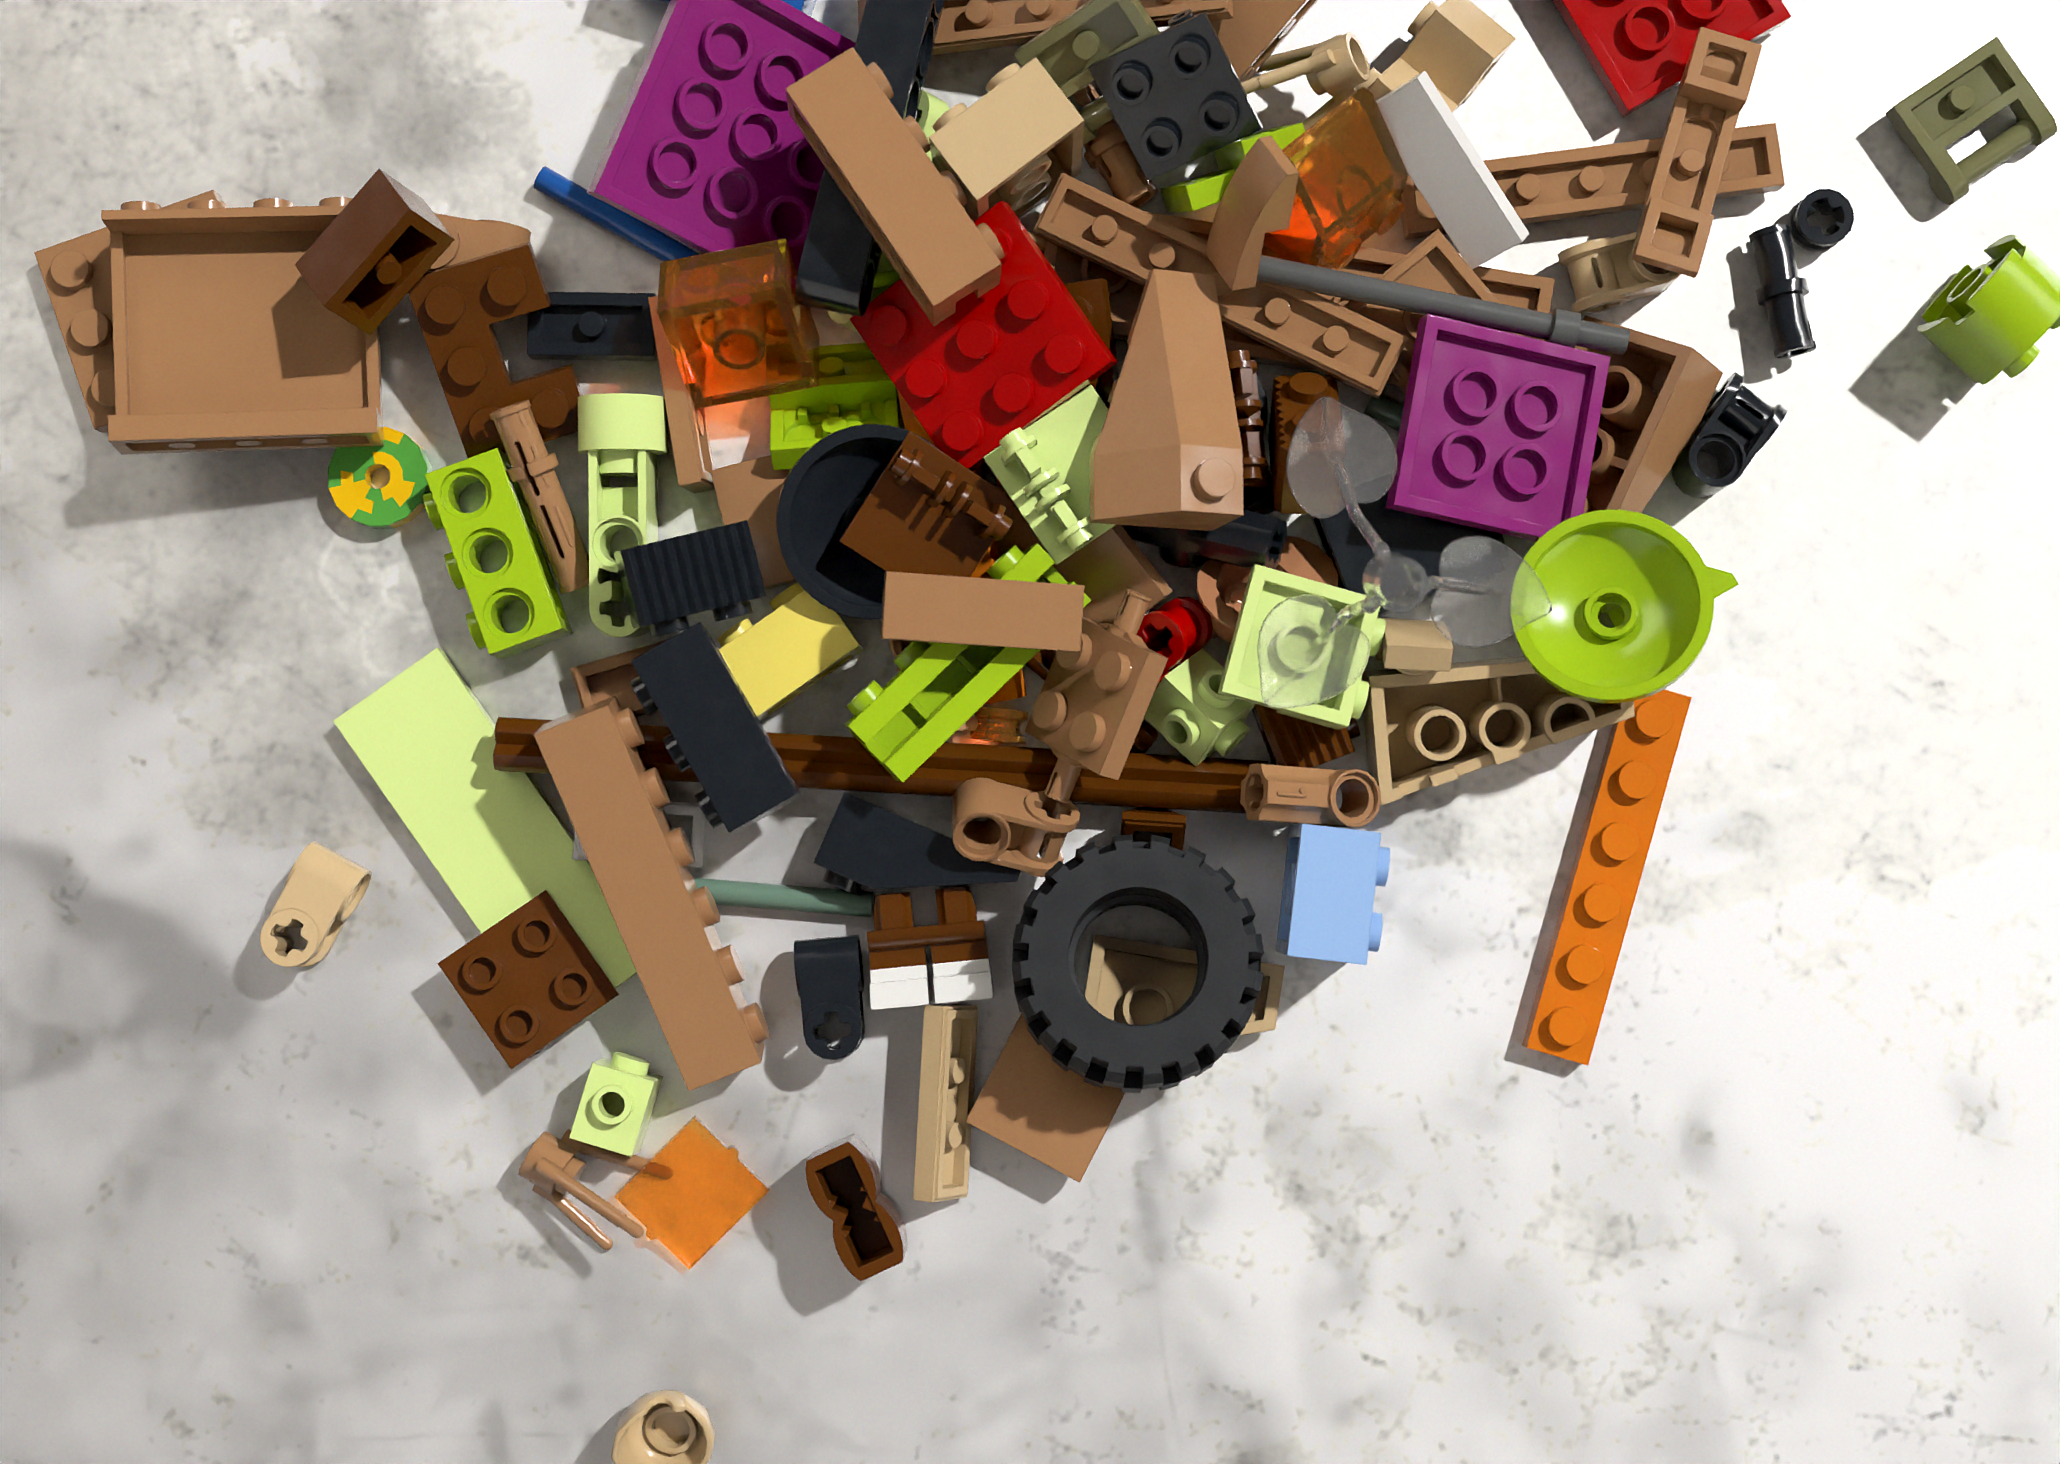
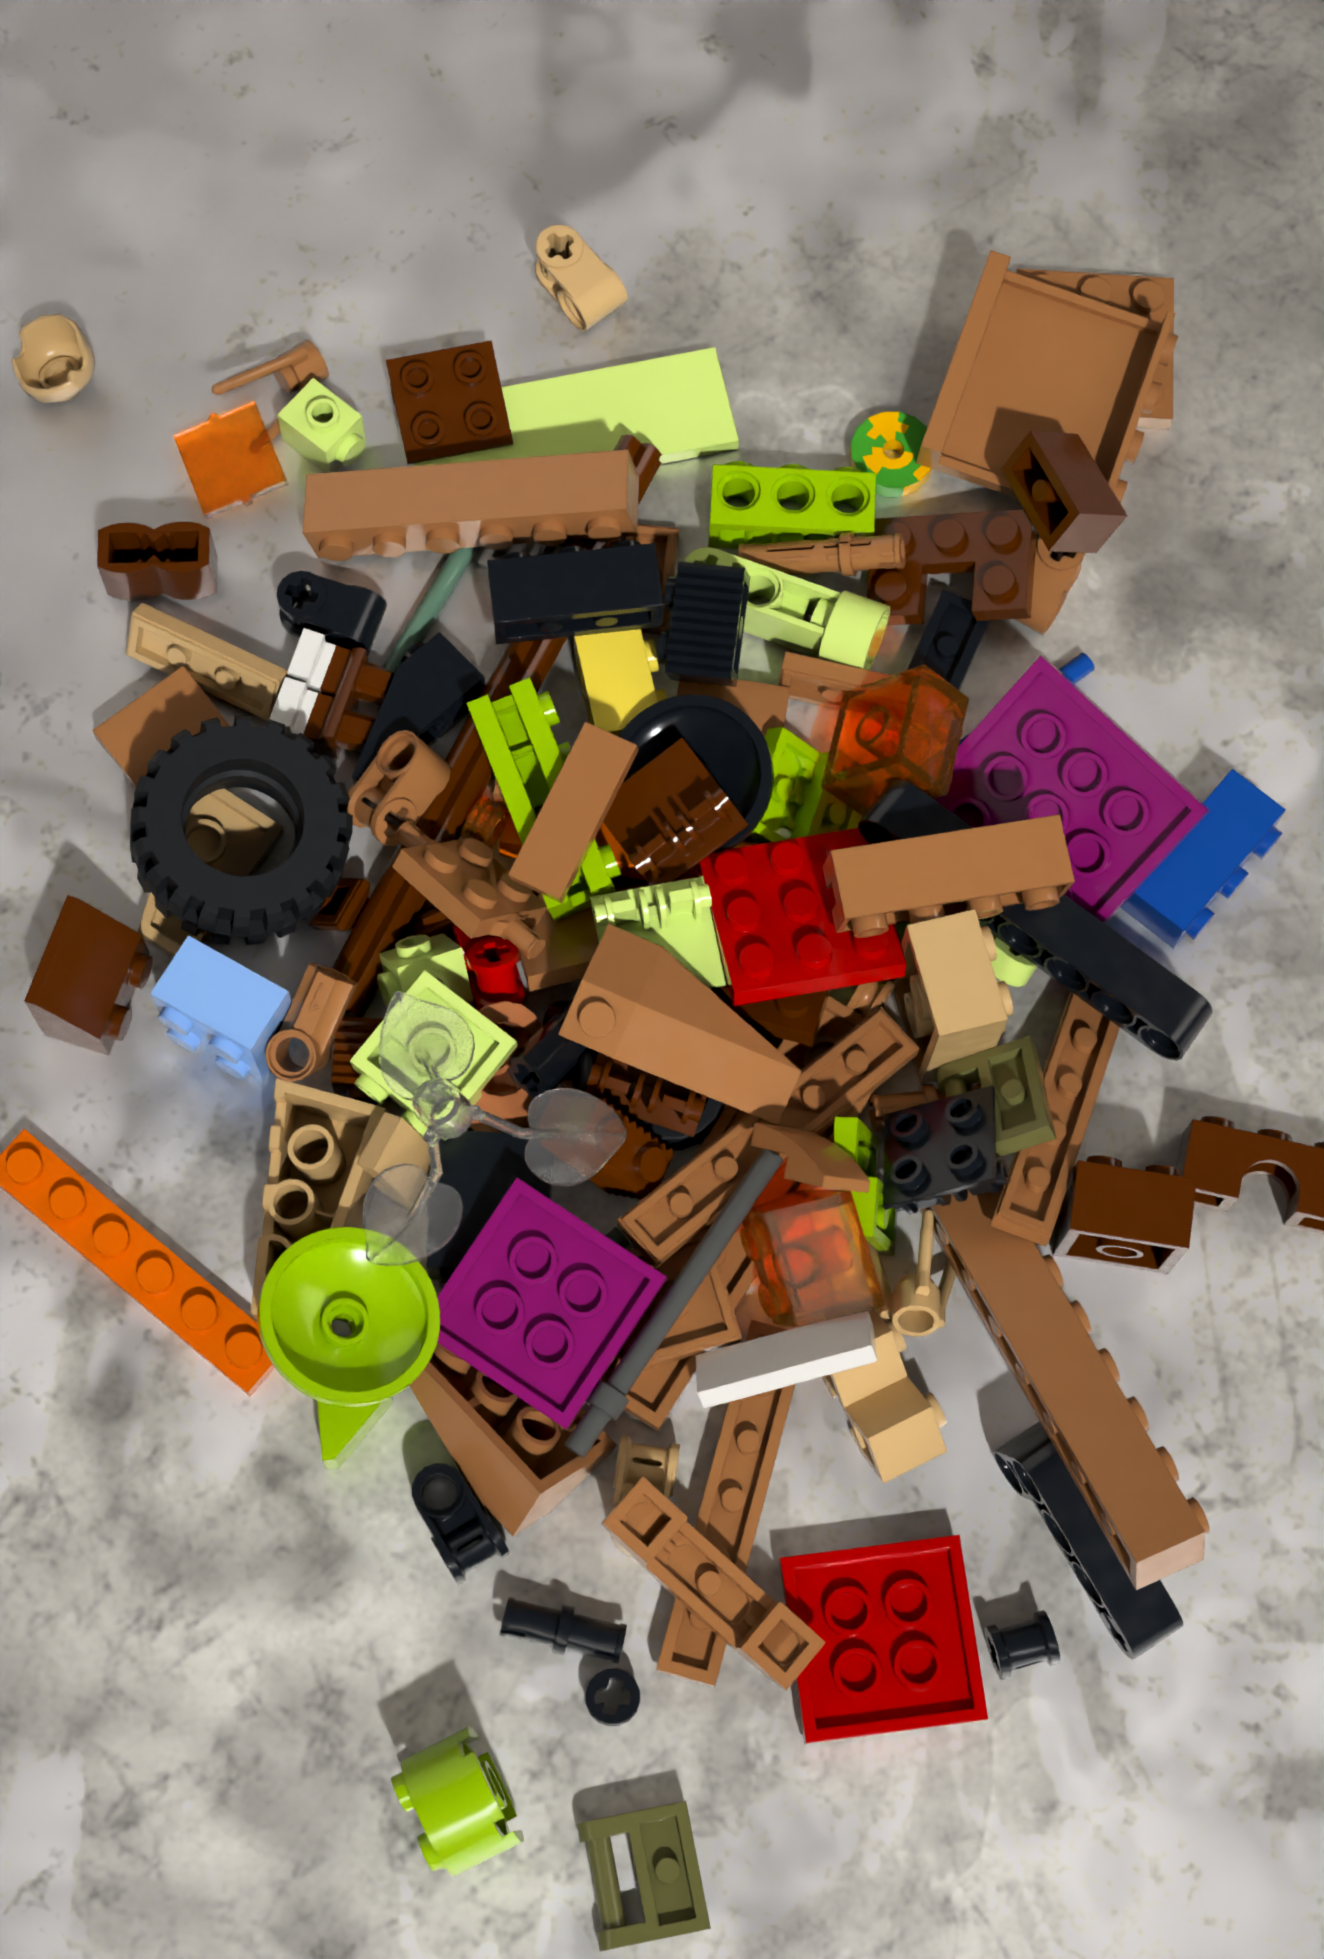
camera: 105 degrees right, 15 degrees down
(1352, 1050) = (88, 978): none -> reddish brown slope

